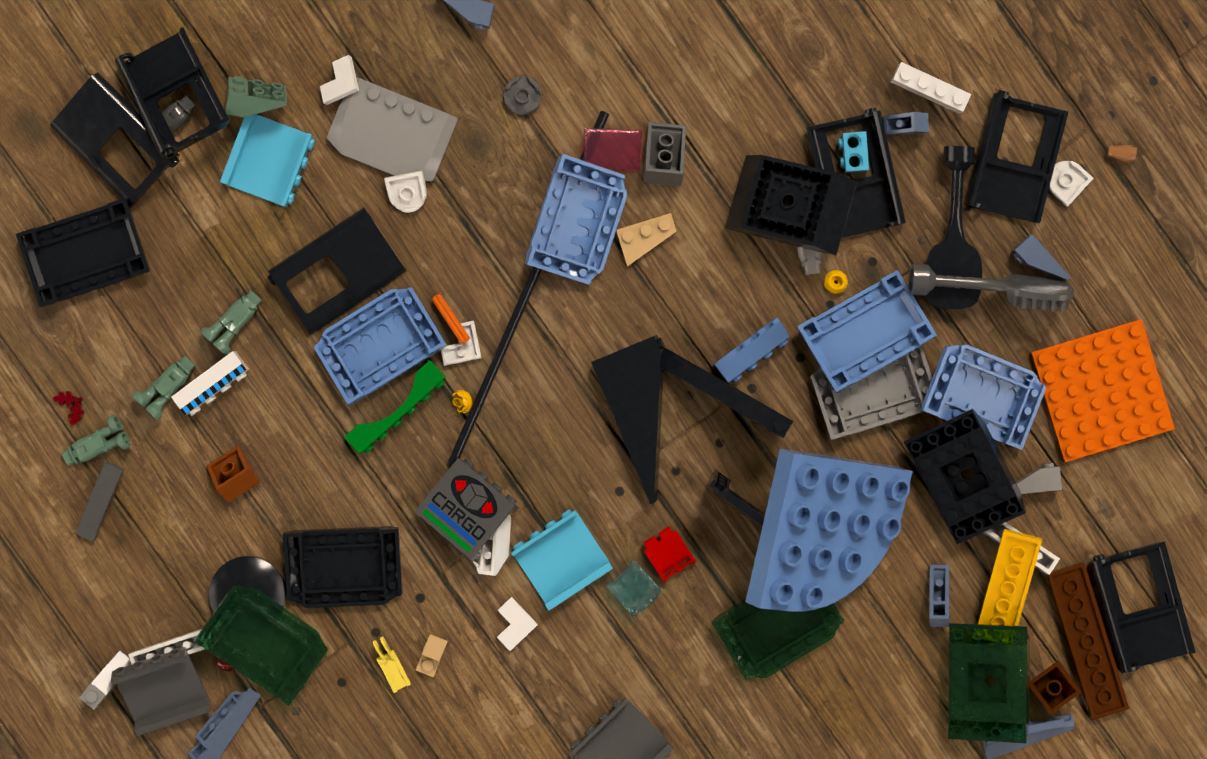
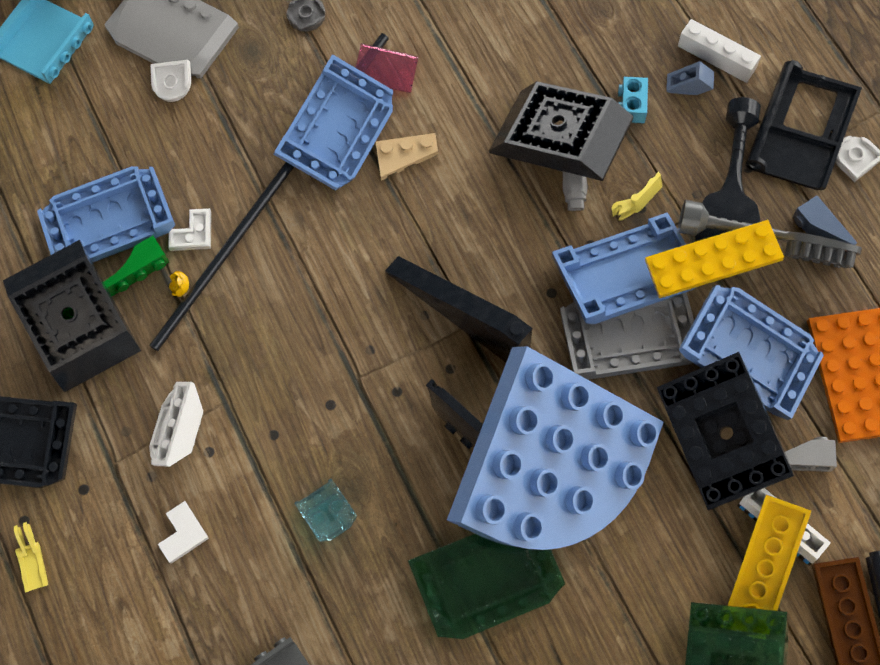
camera: 10 degrees right, 20 degrees down
(361, 256) = (109, 133): black piece -> none
(368, 425) = (92, 338): none -> black slope
(431, 655) = (79, 555): tan slope -> none
(450, 318) = (186, 202): orange axle -> none
(466, 508) = (153, 389): dark grey panel -> none
(561, 559) = (250, 466): medium azure panel -> none
(634, 393) = (364, 298): black slope -> none
(664, 154) = (437, 79): dark grey slope -> none
(668, 553) = (372, 477): red plate -> none
(751, 350) = (503, 270): medium blue wedge -> none
(831, 277) = (595, 225): yellow plate -> none
(862, 264) = (638, 201): none -> light yellow arm
(876, 197) = (644, 148): black piece -> none
(939, 596) = (681, 572): sand blue slope -> none
(943, 319) = (714, 258): none -> yellow plate

